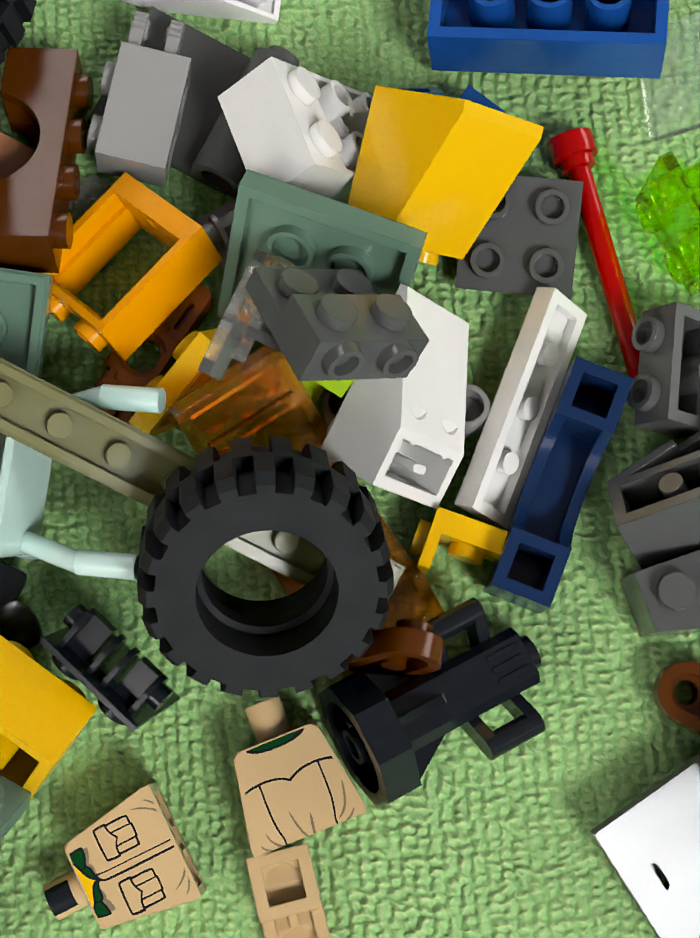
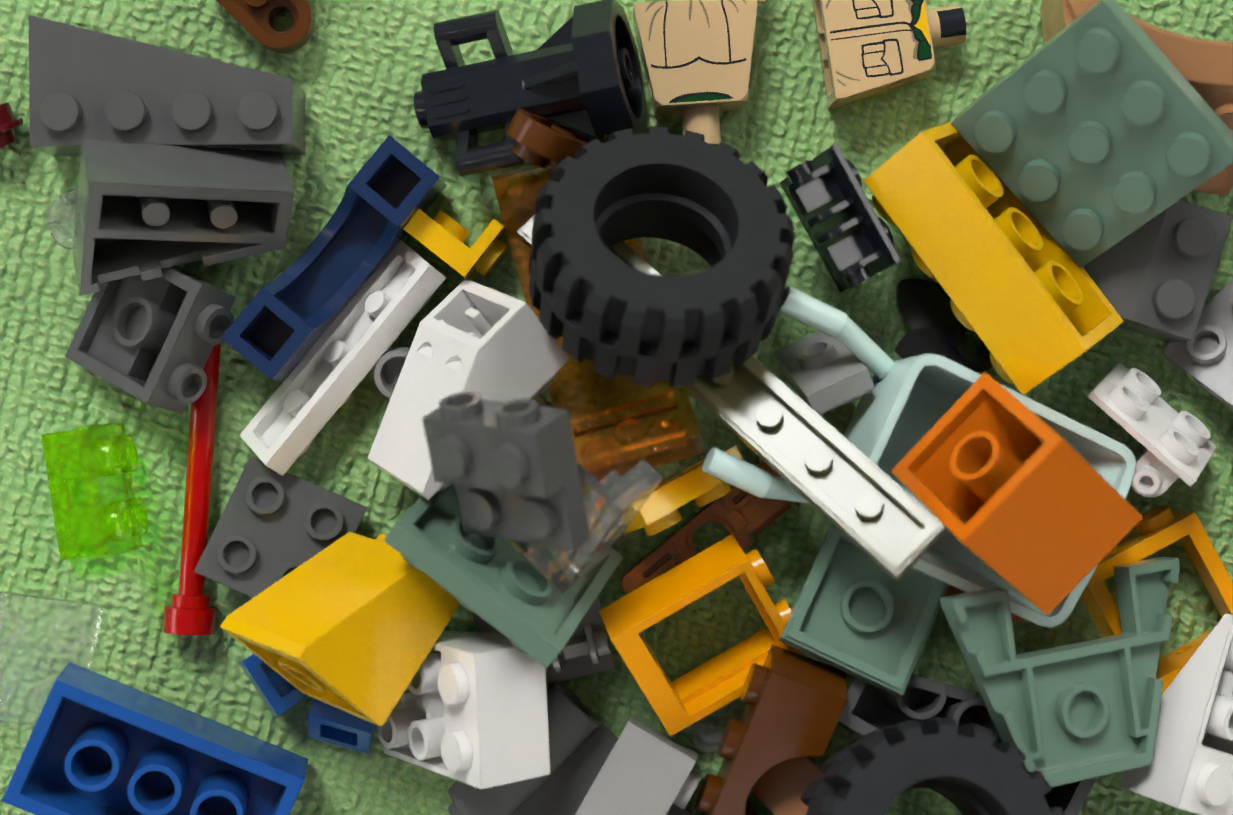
camera: 155 degrees left, 10 degrees up
(82, 520) = (824, 372): none -> light grey plate

